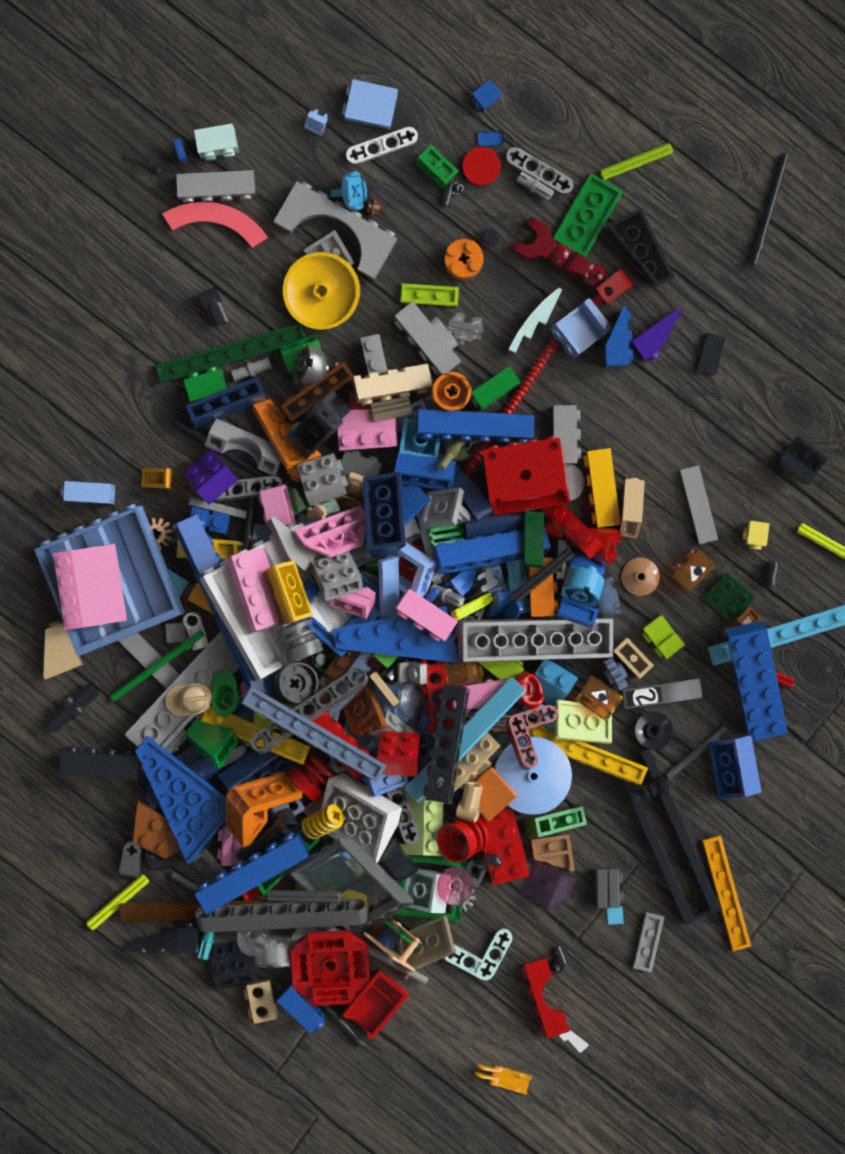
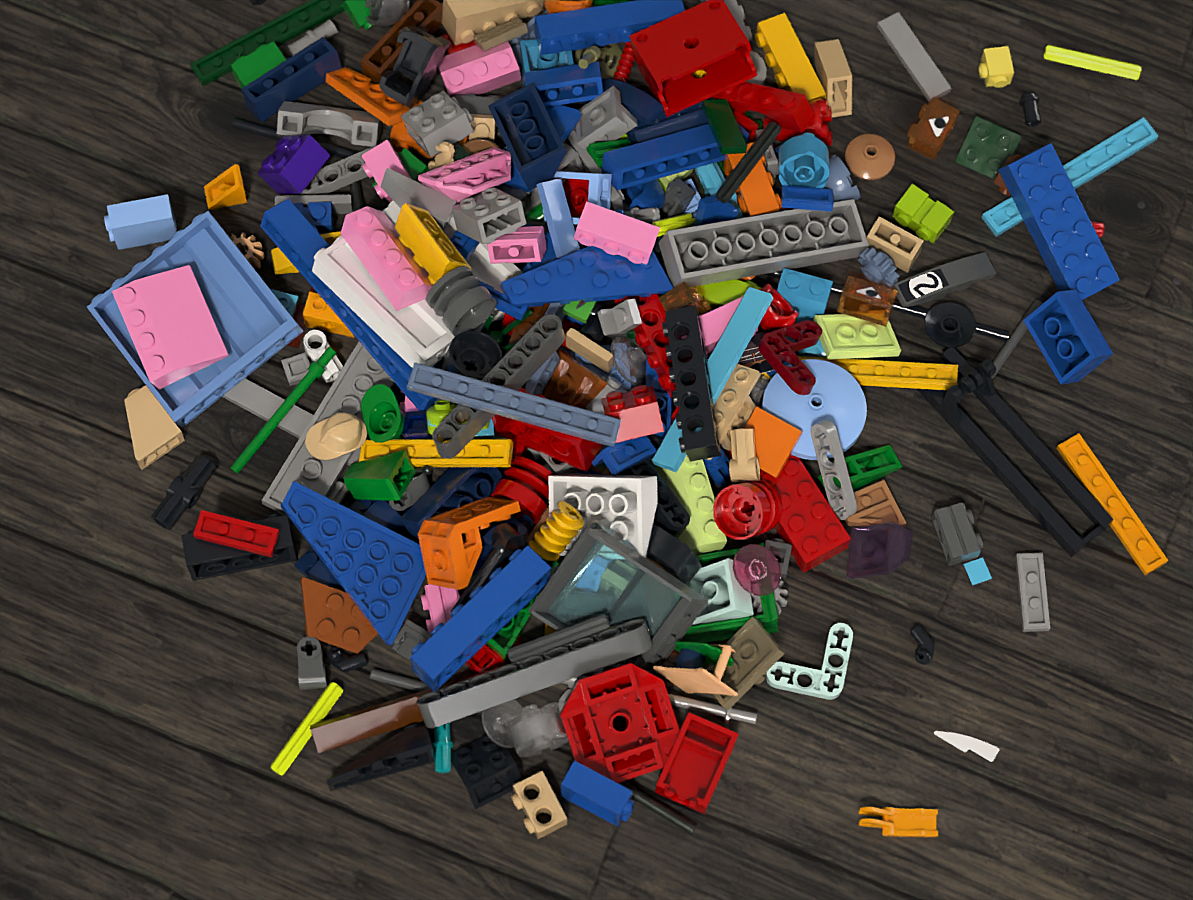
camera: 20 degrees left, 20 degrees down
(98, 764) = (236, 533): none -> red plate
(488, 860) = (786, 529): black arm -> none
(531, 827) = (825, 434): none -> light grey beam
(538, 974) = (941, 724): red arch -> none

